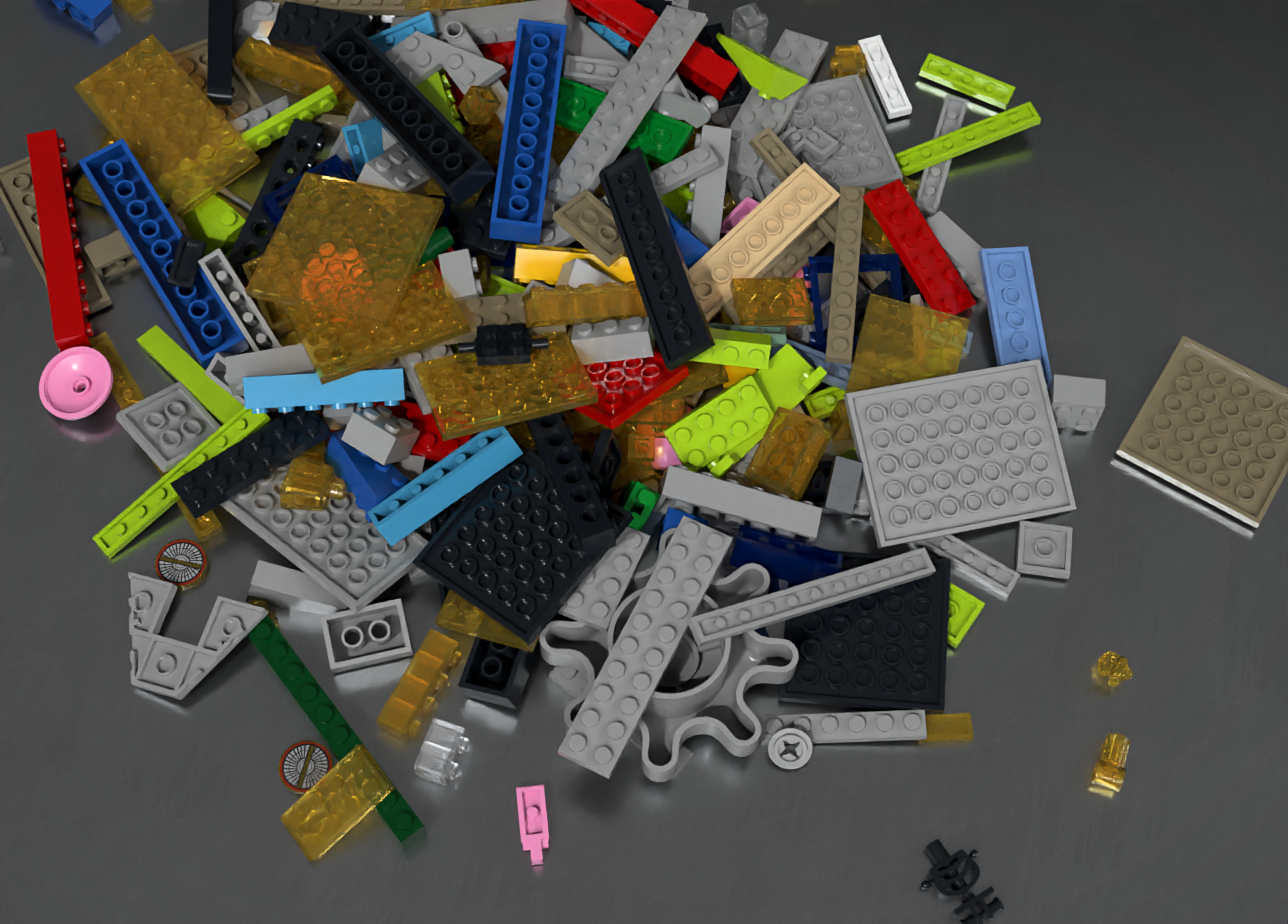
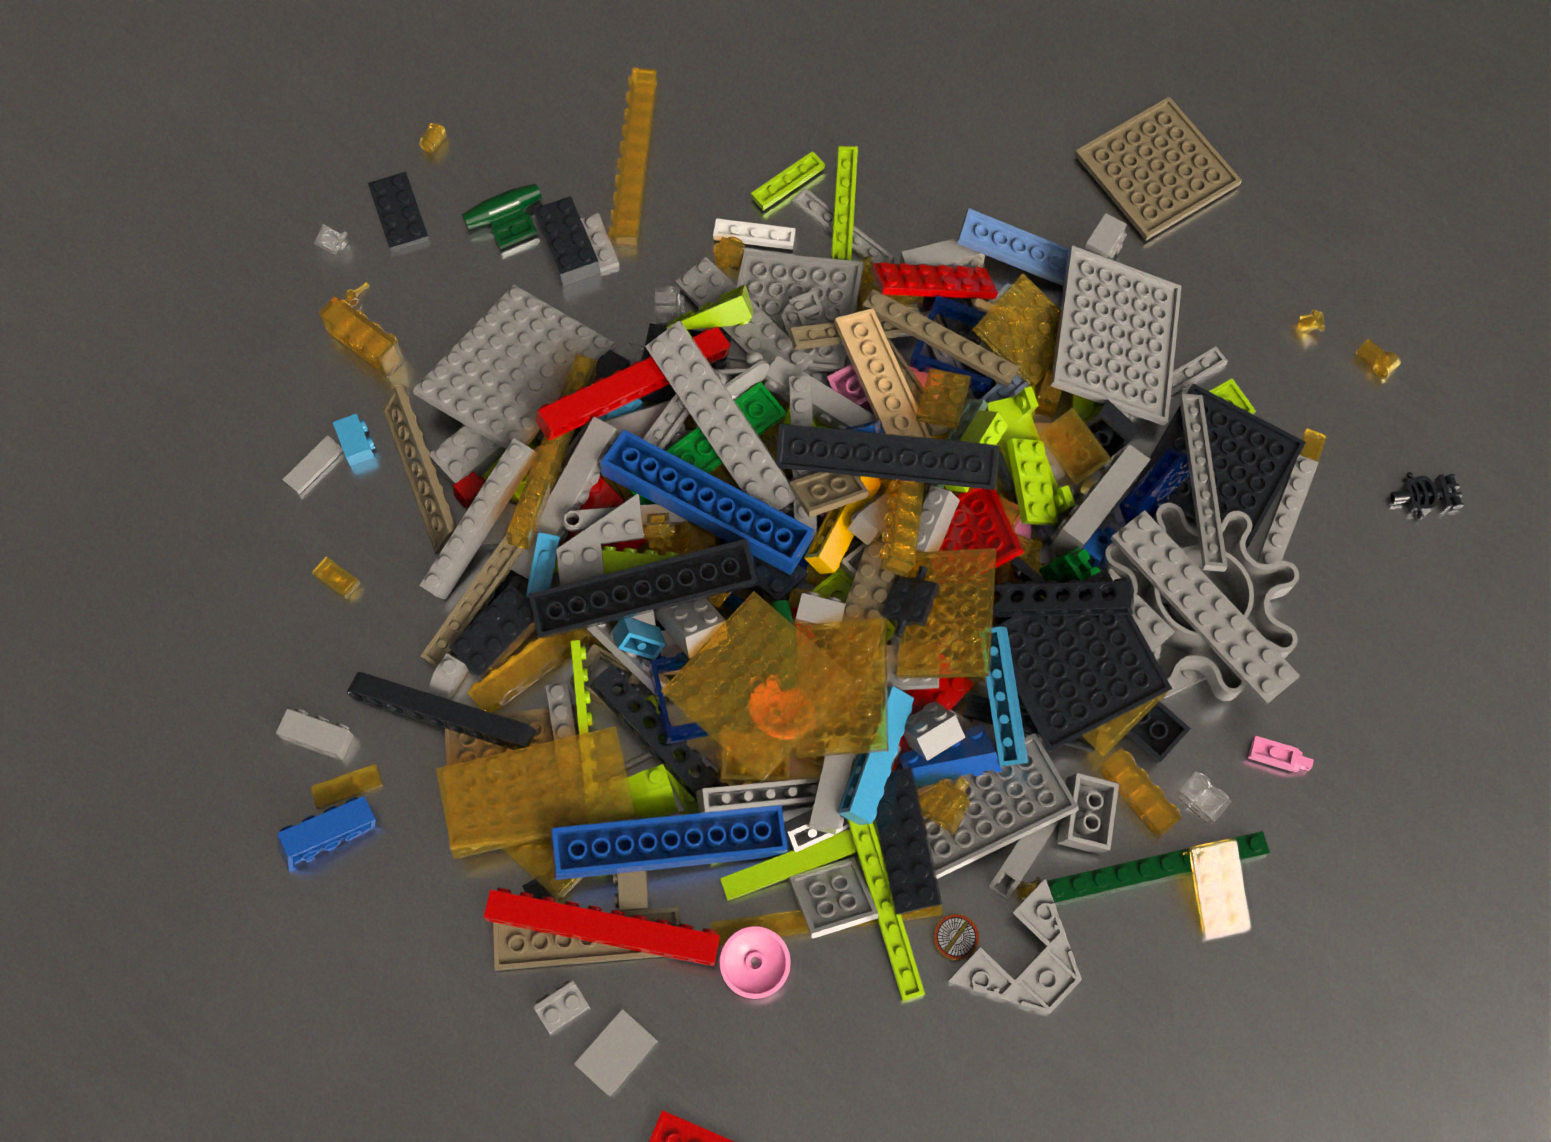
camera: 65 degrees left, 5 degrees up
(185, 263) = (696, 823): black tile -> none
(304, 765) = (1171, 904): tile -> none
(789, 759) = (1294, 547): light grey gear -> none
(1044, 549) = (1203, 321): light grey plate -> none

